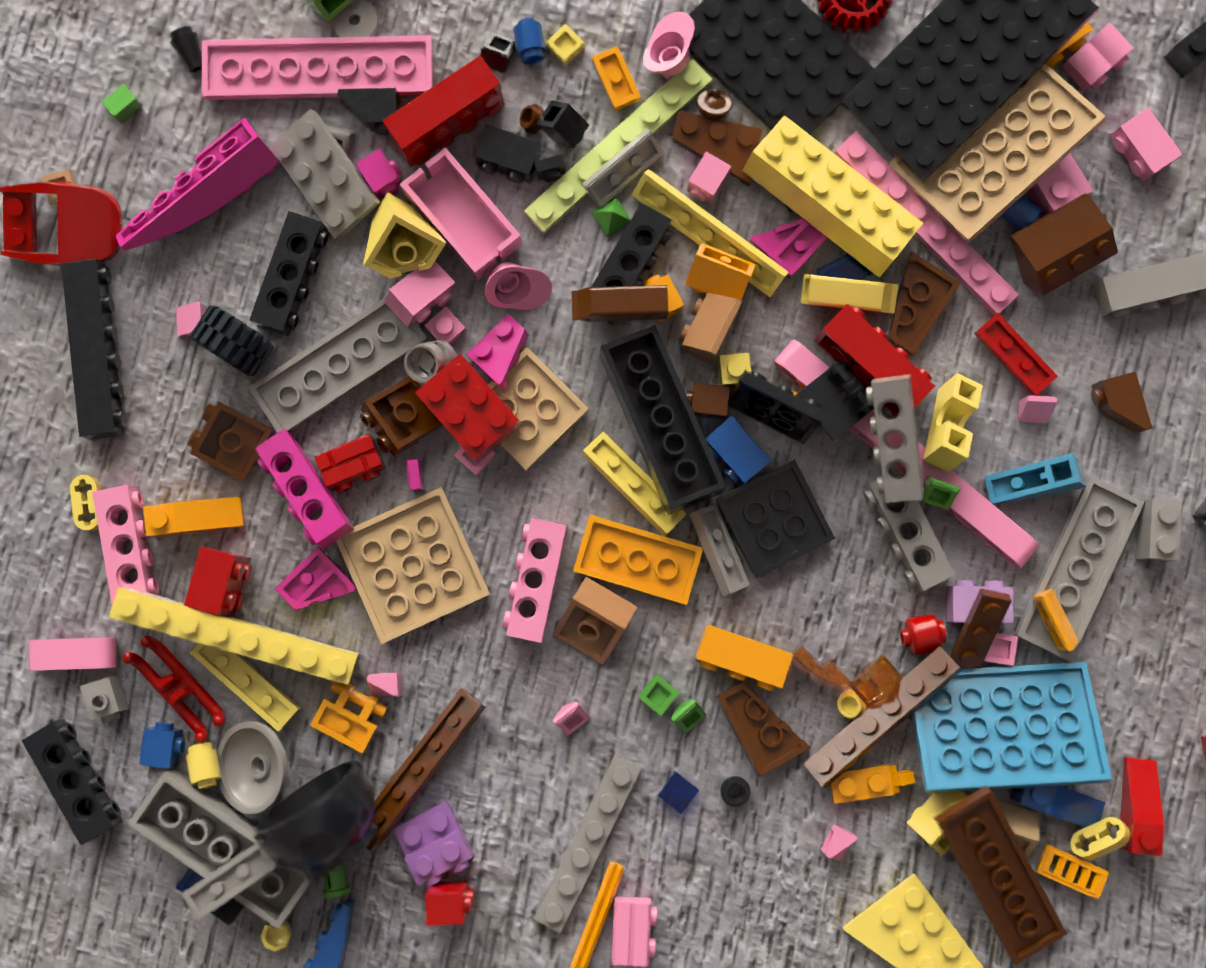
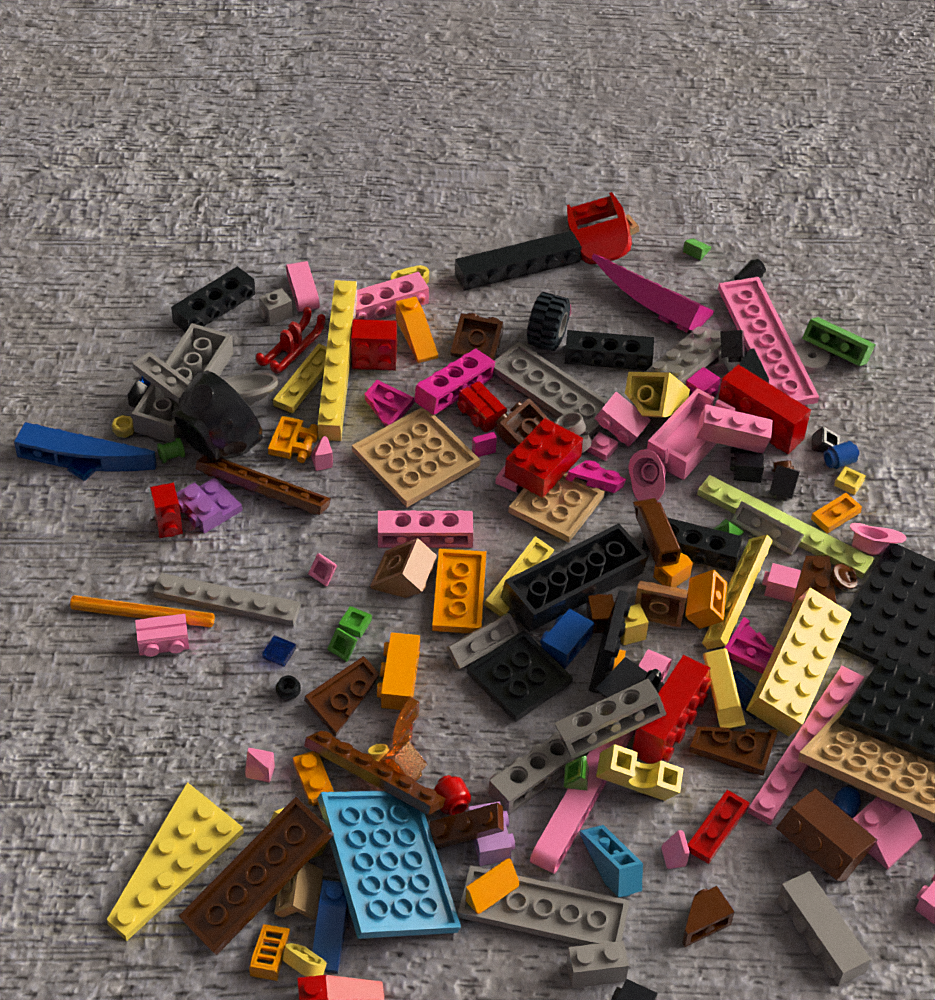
camera: 75 degrees right, 35 degrees down
(162, 746) = (248, 340): blue brick -> none
(203, 765) = (239, 363): light yellow brick -> none
(331, 115) = (732, 345): none -> black bracket
(489, 160) = (734, 429): none -> bright pink brick
(550, 168) = (748, 482): black plate -> none
(1002, 649) = (455, 857): bright pink plate -> none

